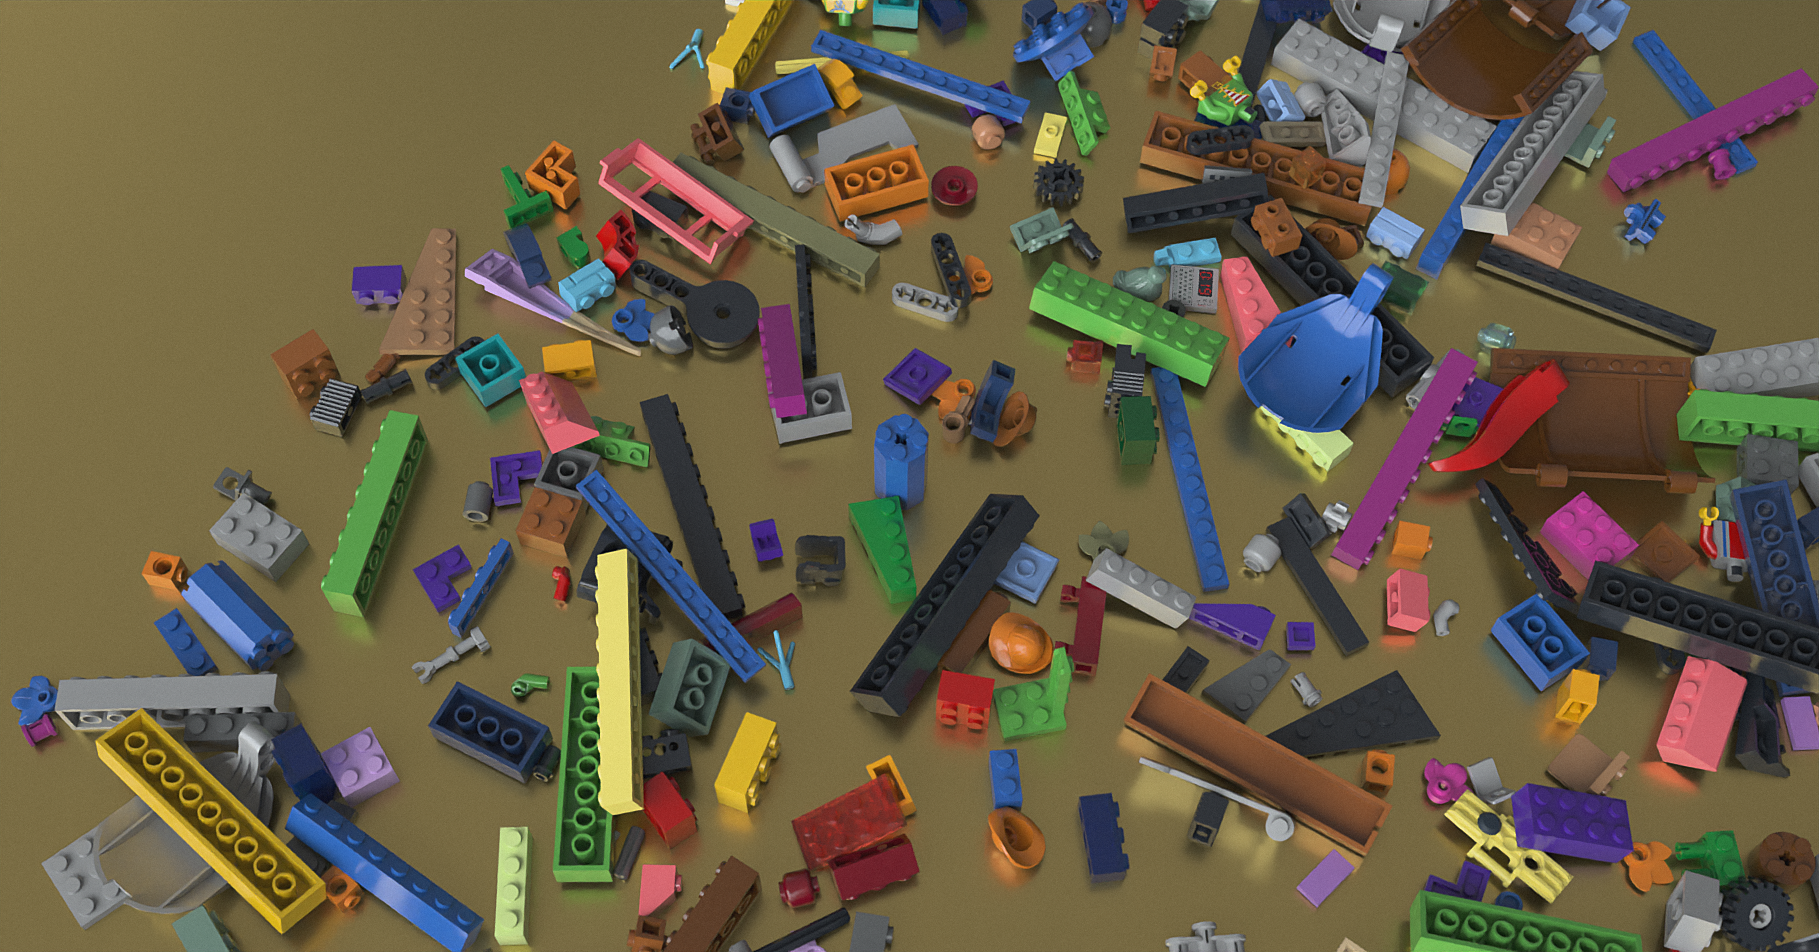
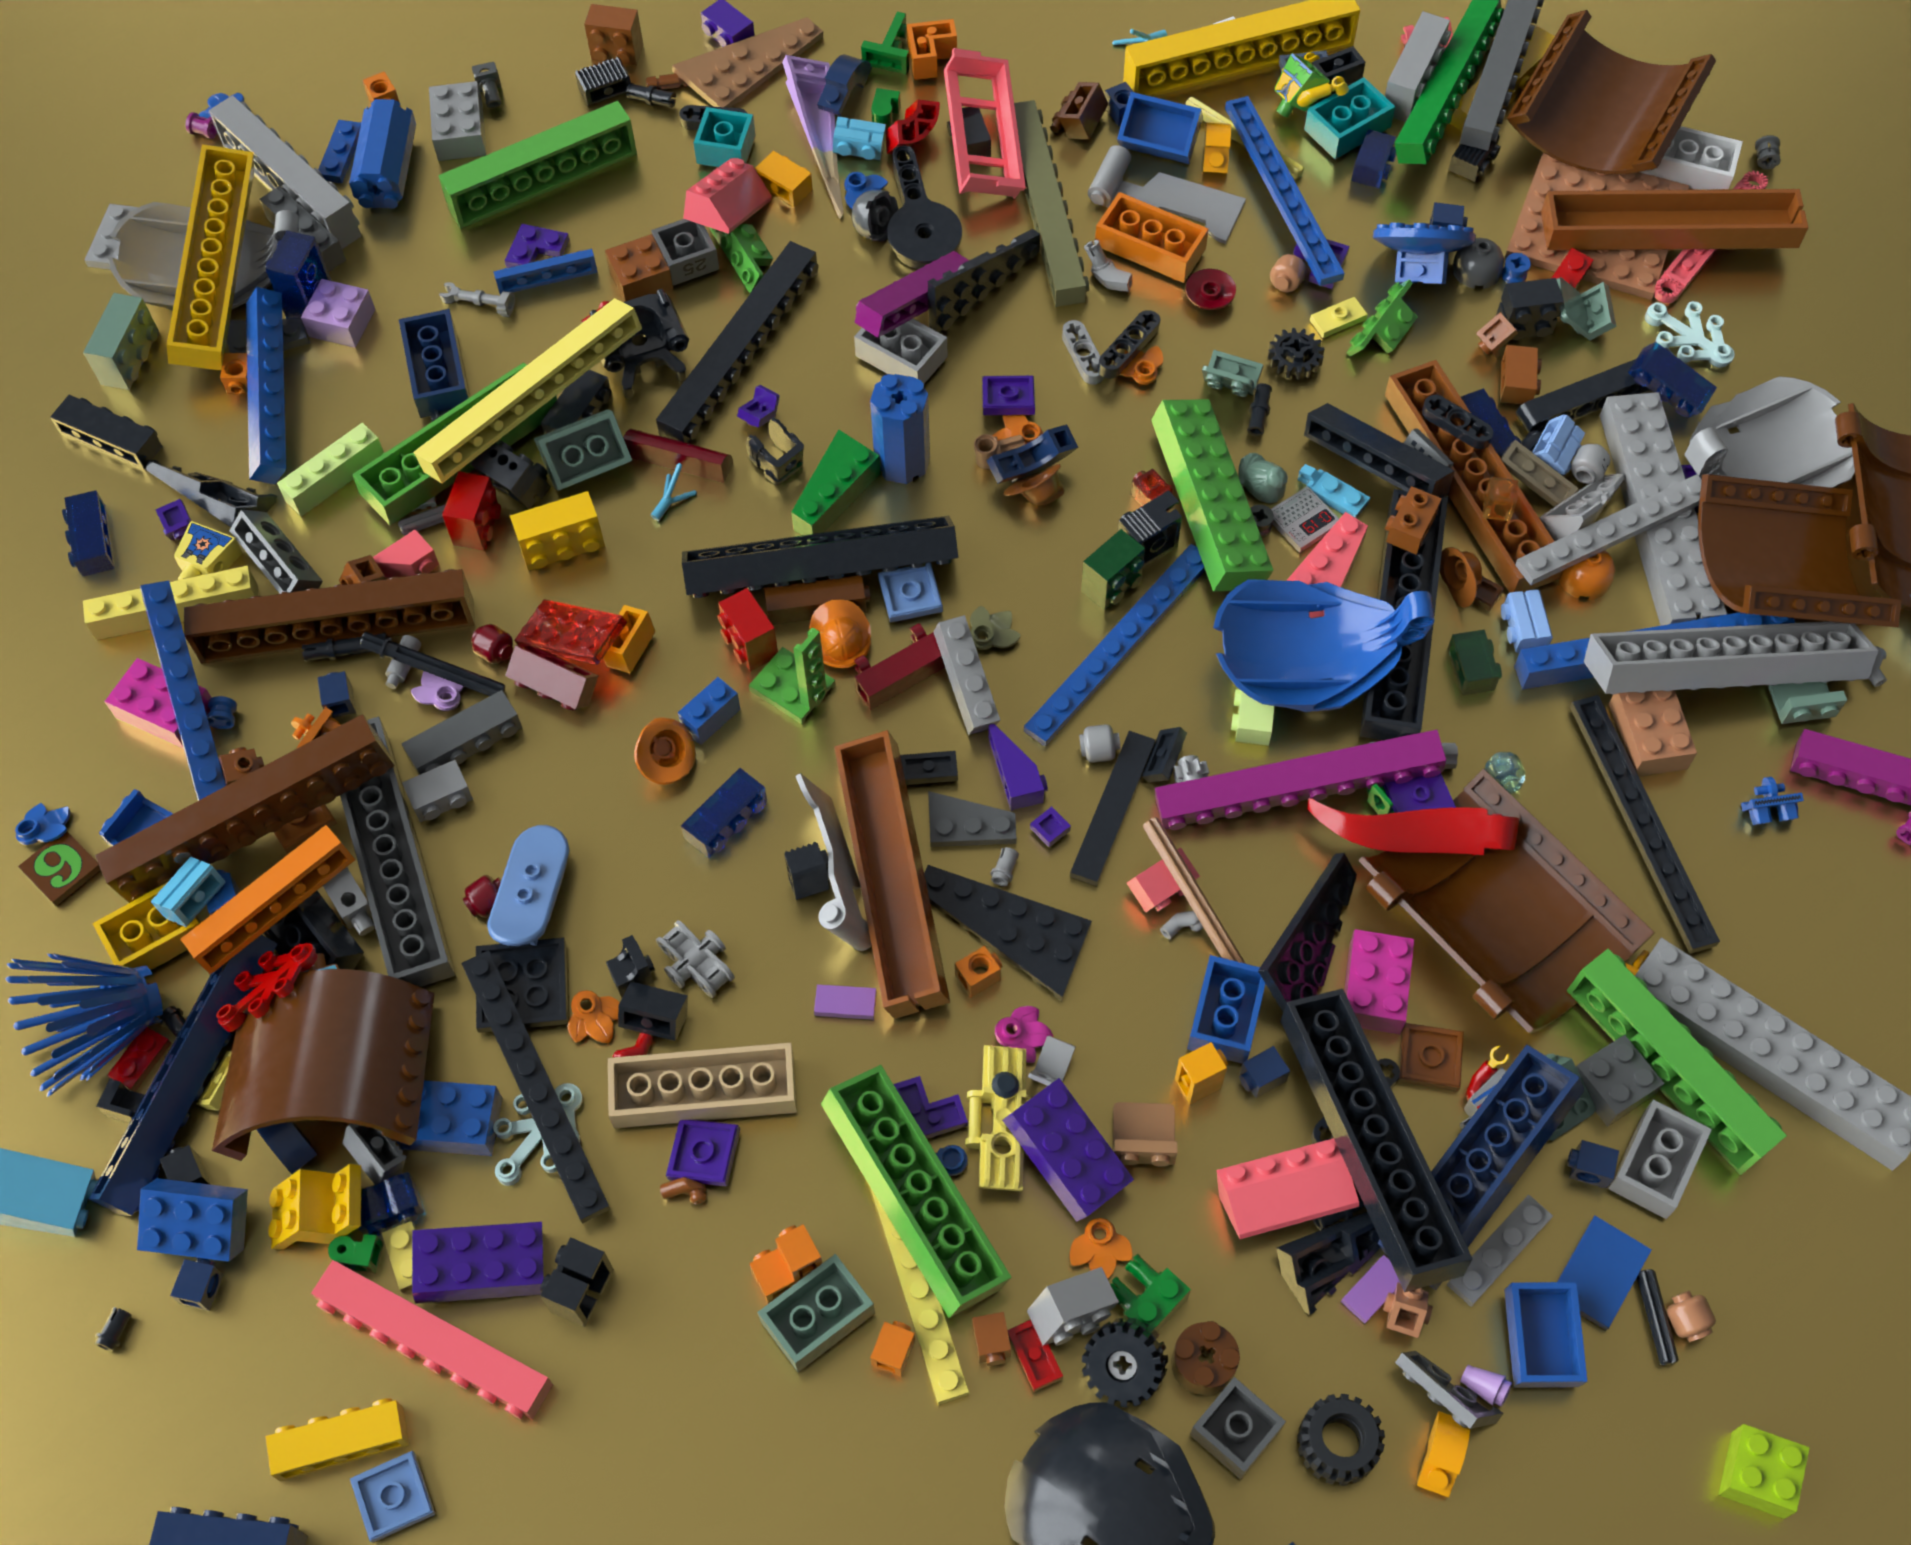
camera: 50 degrees right, 0 degrees up
(478, 501) = (612, 216): dark grey brick -> none
(508, 471) = (650, 216): dark purple plate -> none
(528, 682) = (498, 357): bright green arm -> none
(671, 576) = (651, 361): blue plate -> none
(1227, 98) = (1505, 398): bright green torso -> none
(1411, 540) = (1228, 844): orange brick -> none
(1439, 589) = (1191, 890): none -> medium nougat axle

